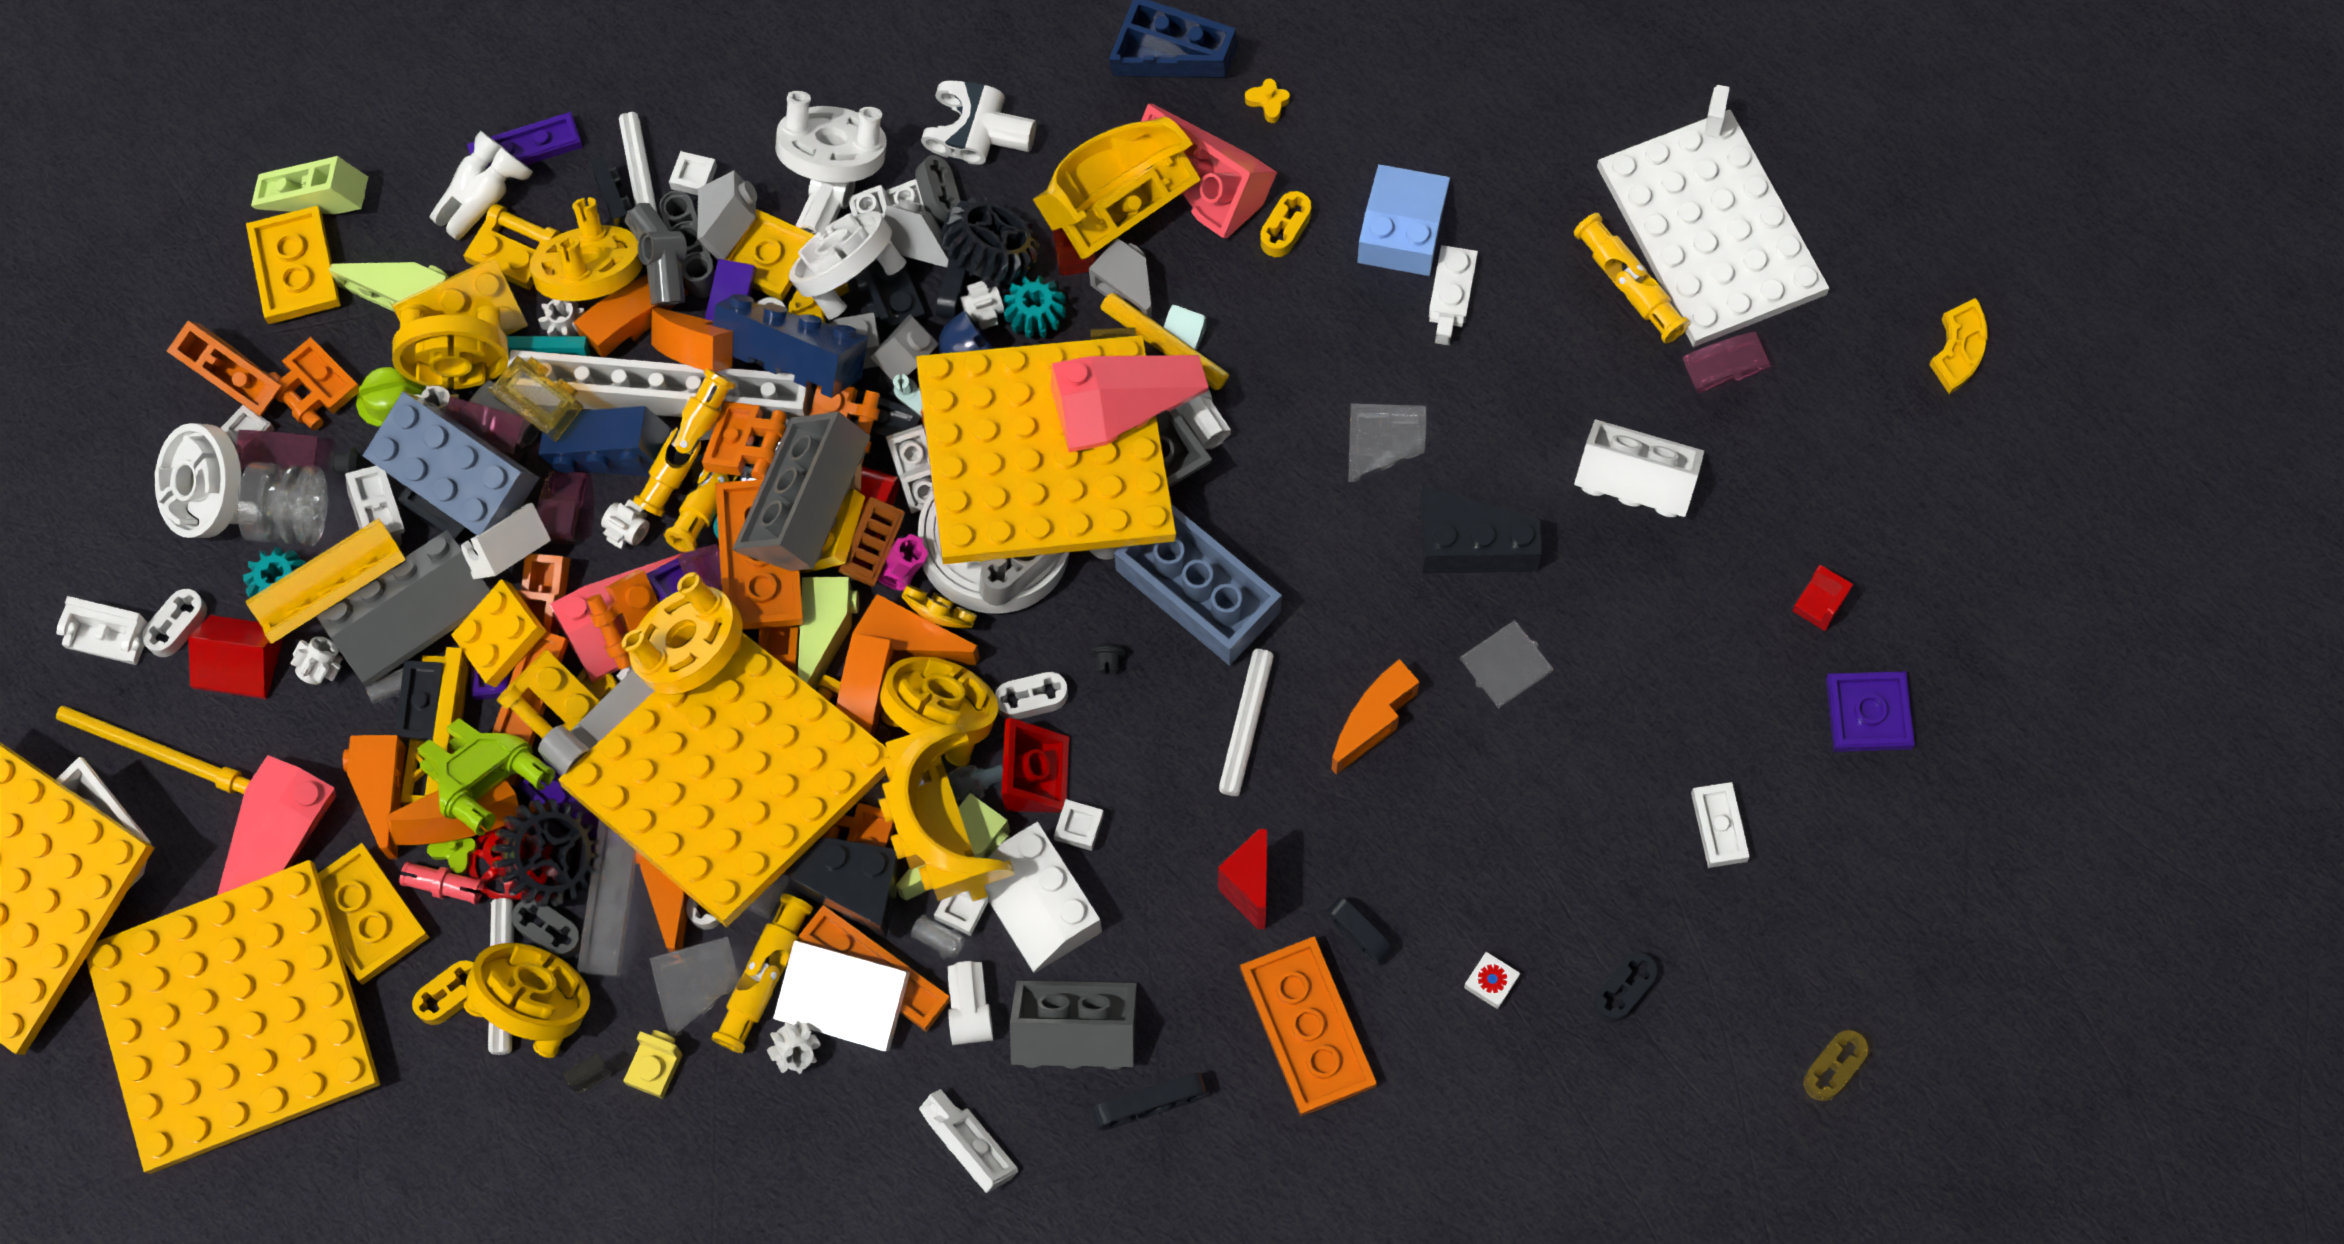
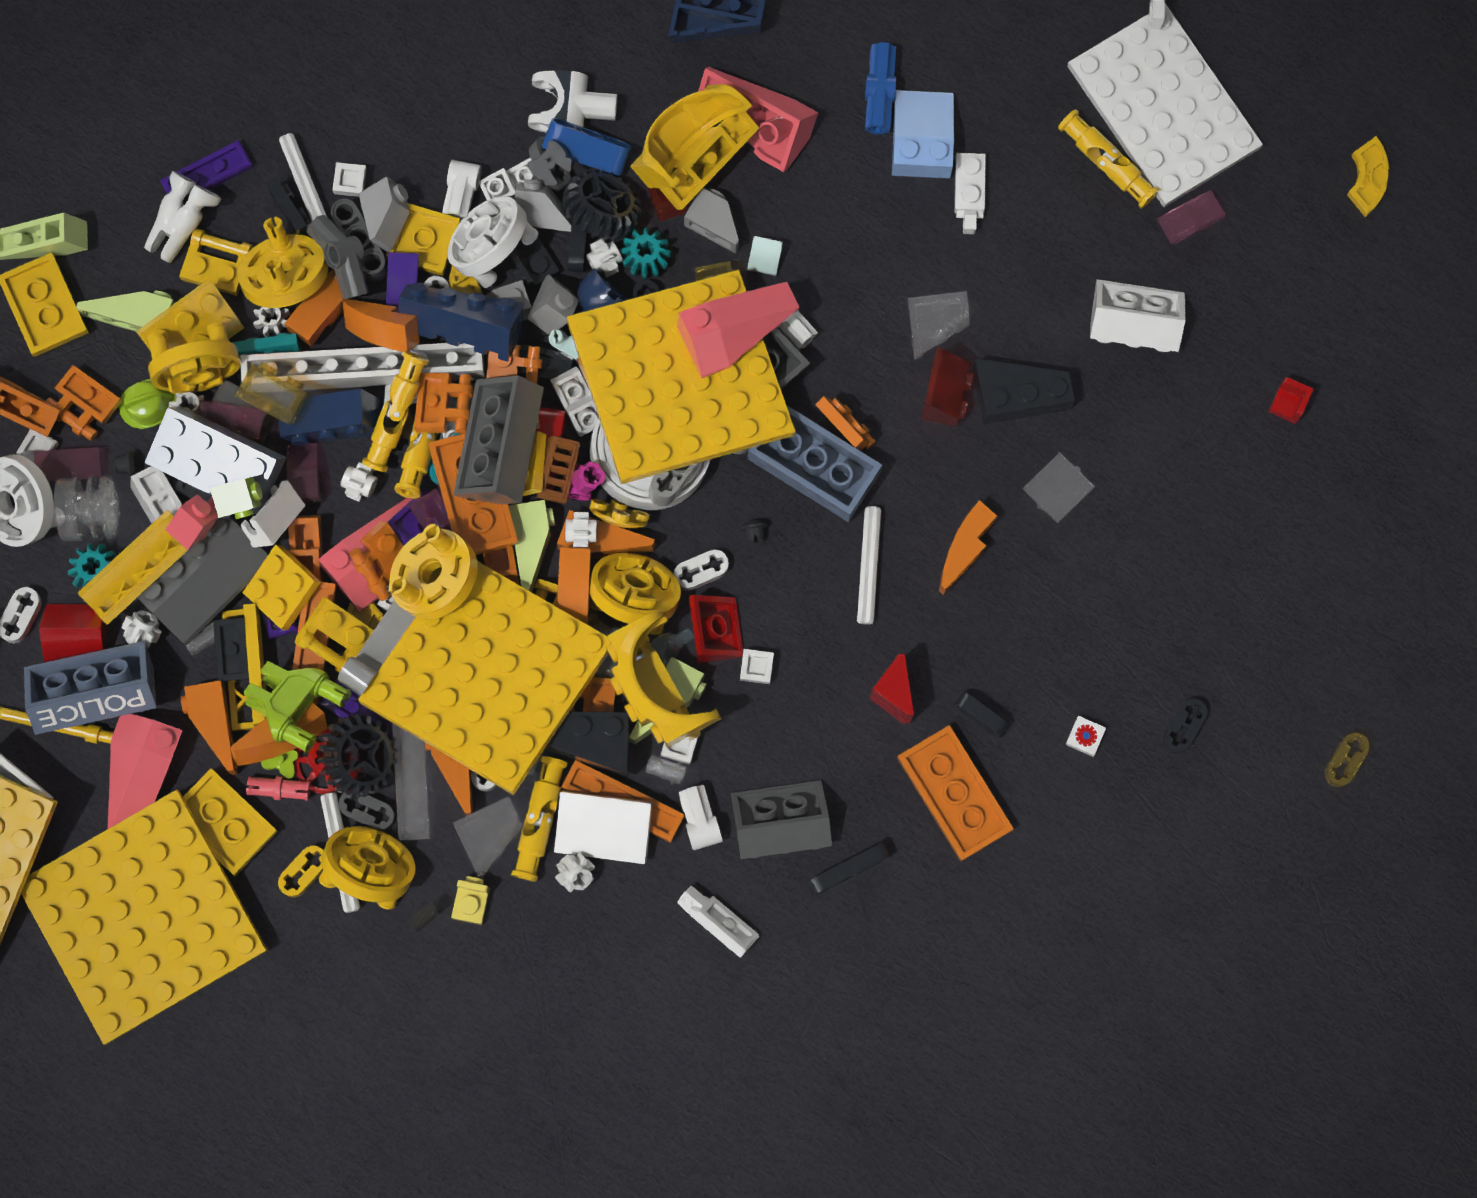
camera: 15 degrees left, 10 degrees up
(232, 718) = (89, 687): none -> sand blue brick
(403, 529) = (193, 521): none -> coral brick
(460, 508) = (237, 497): none -> brick
(833, 140) = (459, 123): white piece -> none
(884, 616) = (581, 530): none -> white gear
(941, 173) = (554, 154): none -> piece
(985, 172) = (589, 146): none -> blue beam
(1042, 900) = (745, 734): white slope -> none
(1160, 337) = (750, 264): yellow axle -> none
(1245, 539) = (842, 419): none -> orange plate
(1268, 98) = (799, 46): yellow piece -> none
(1279, 220) = (836, 154): yellow beam -> none
(1360, 158) = (880, 88): none -> blue piece
(1380, 518) = (946, 389): none -> clear red slope
(1720, 825) = (1237, 590): white plate -> none
(1870, 711) = (1337, 483): dark purple tile -> none

